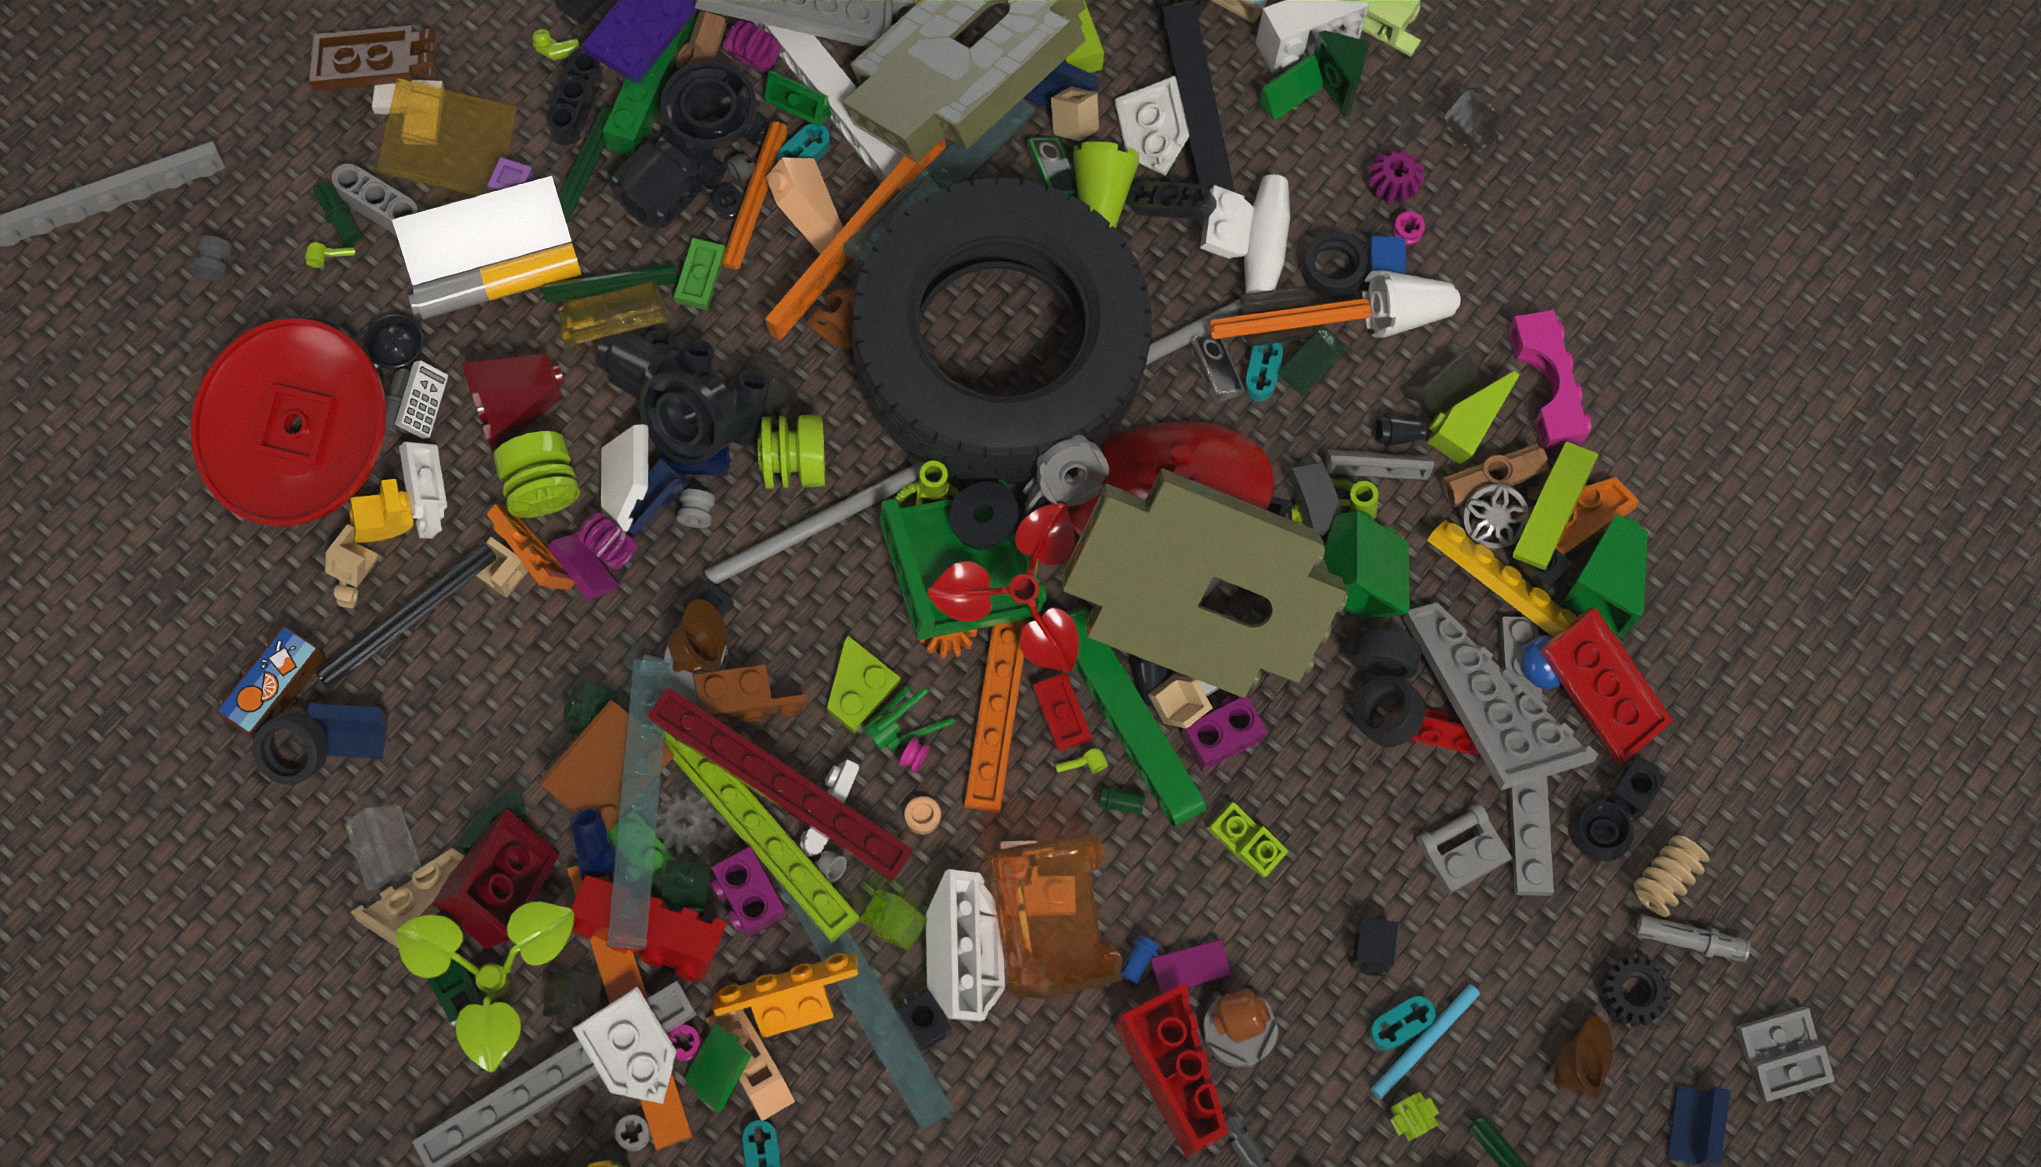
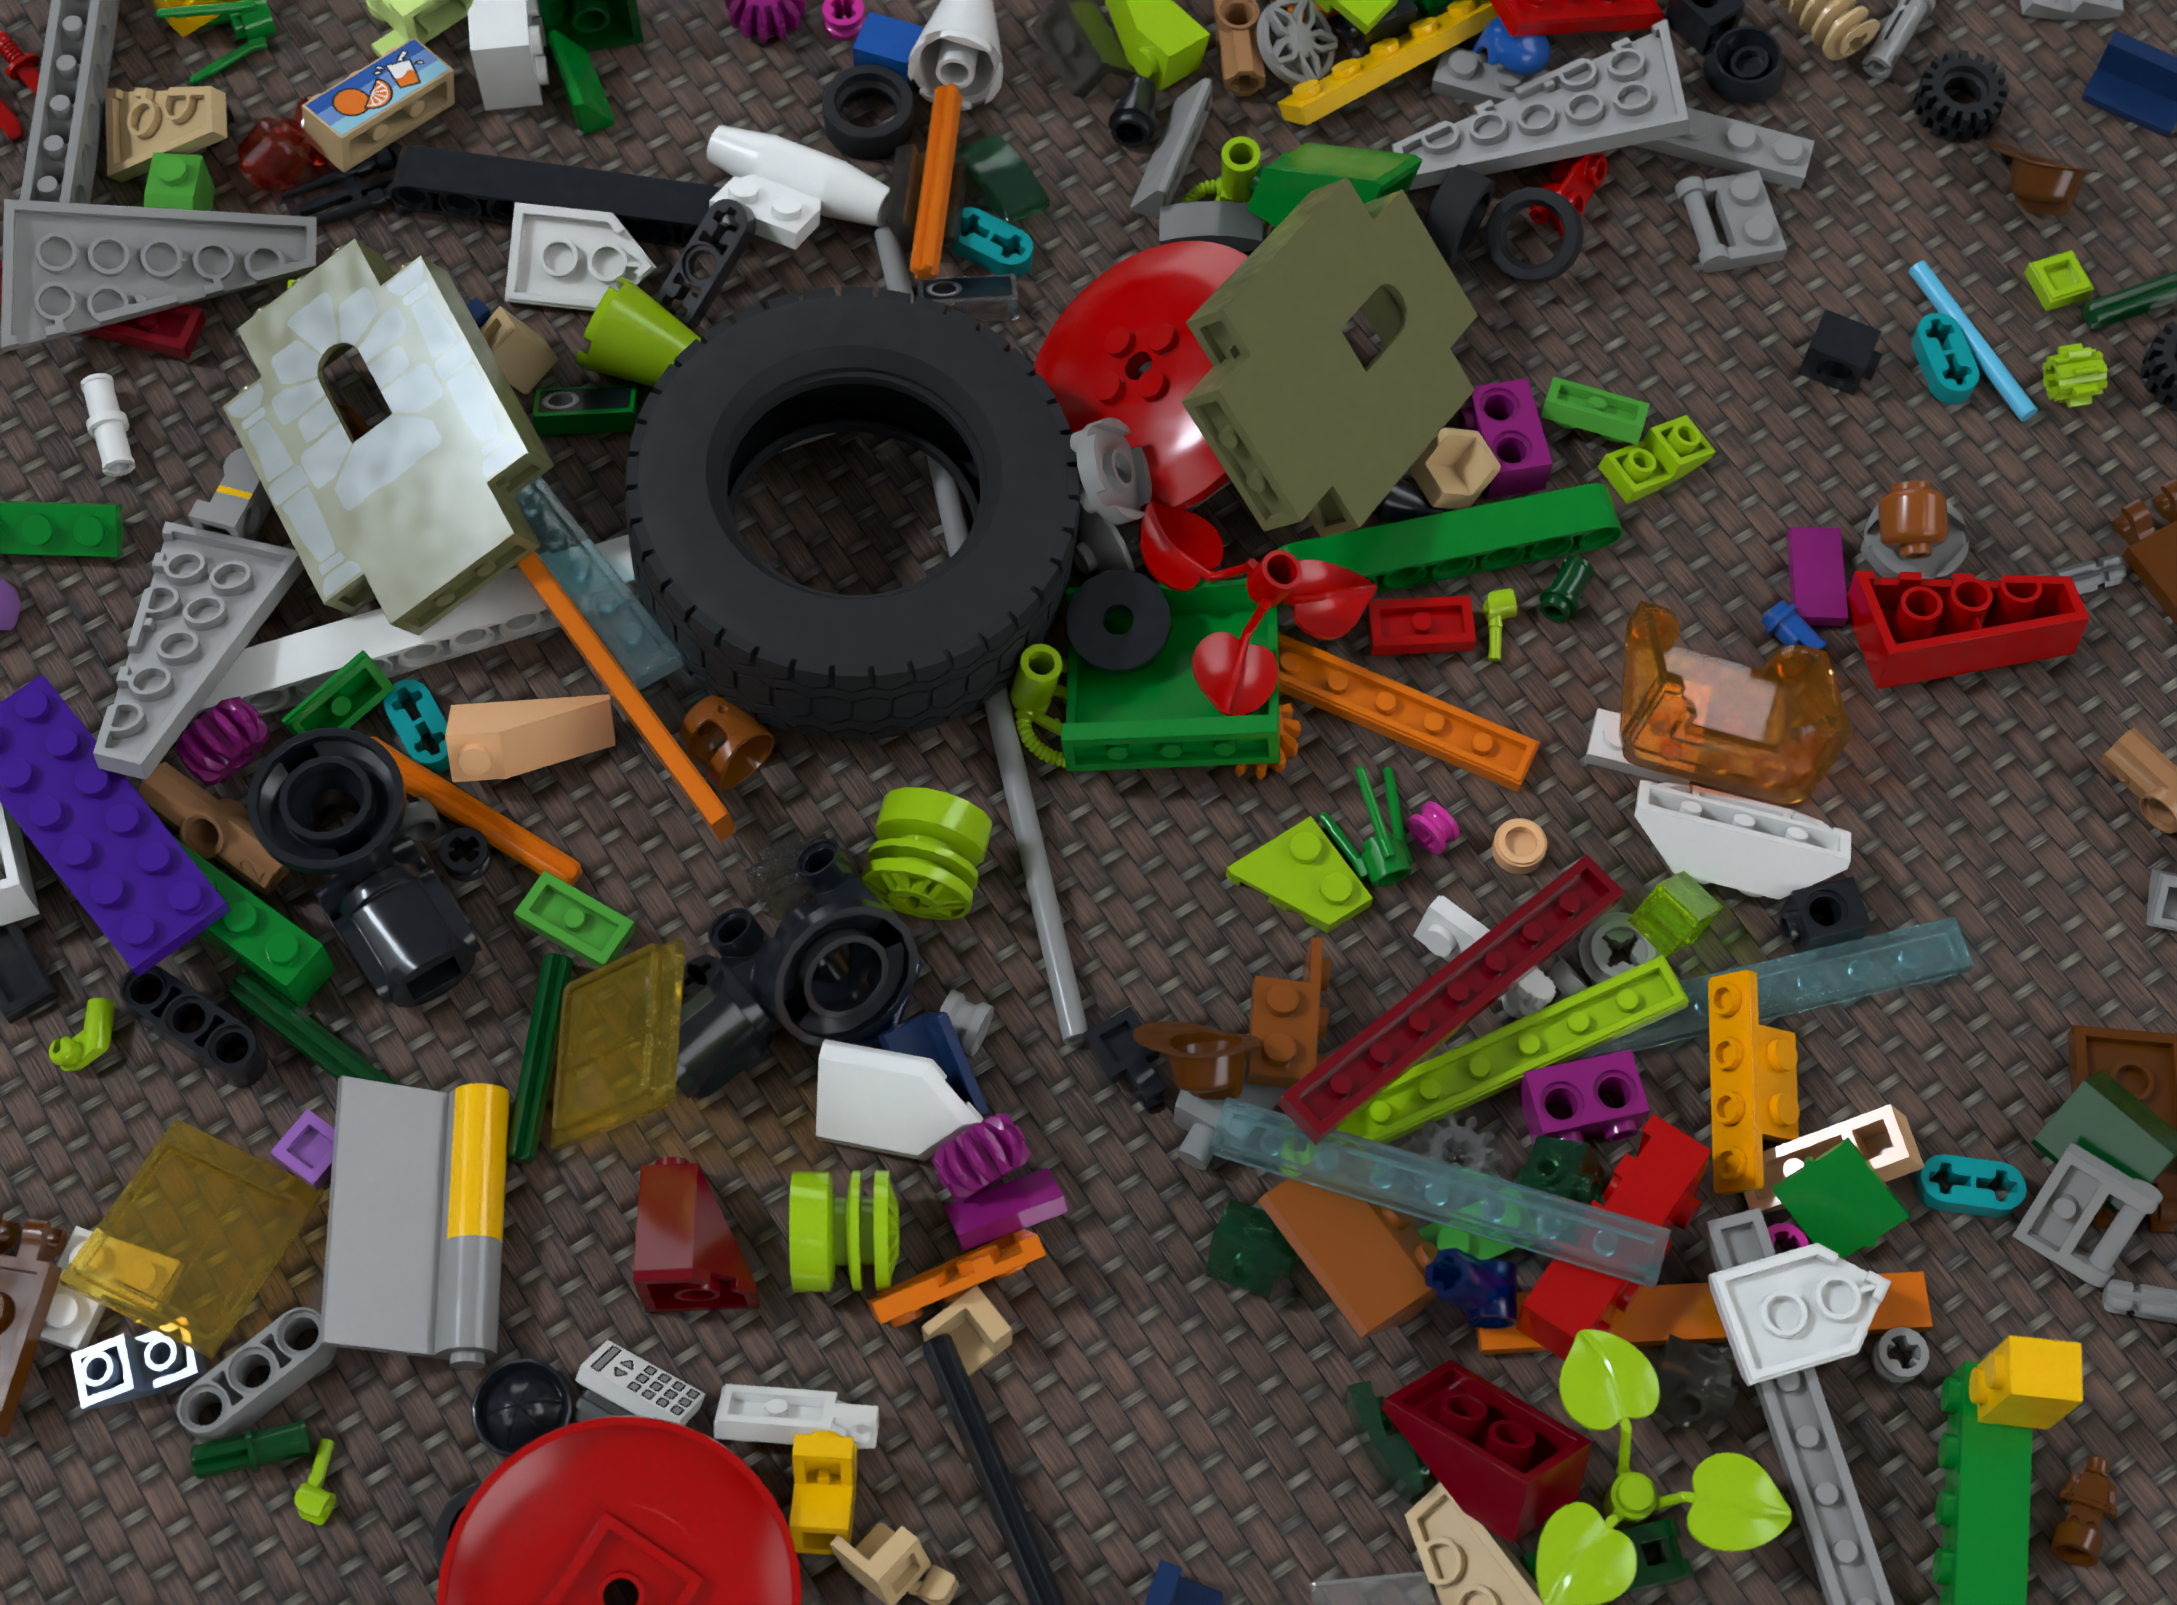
camera: 70 degrees left, 5 degrees down
(366, 135) = (133, 1368): none -> sand blue slope
(857, 880) = (1613, 931): none -> light grey gear
(1267, 787) = (1595, 410): none -> bright green plate
(1501, 1095) = (2059, 280): none -> lime tile

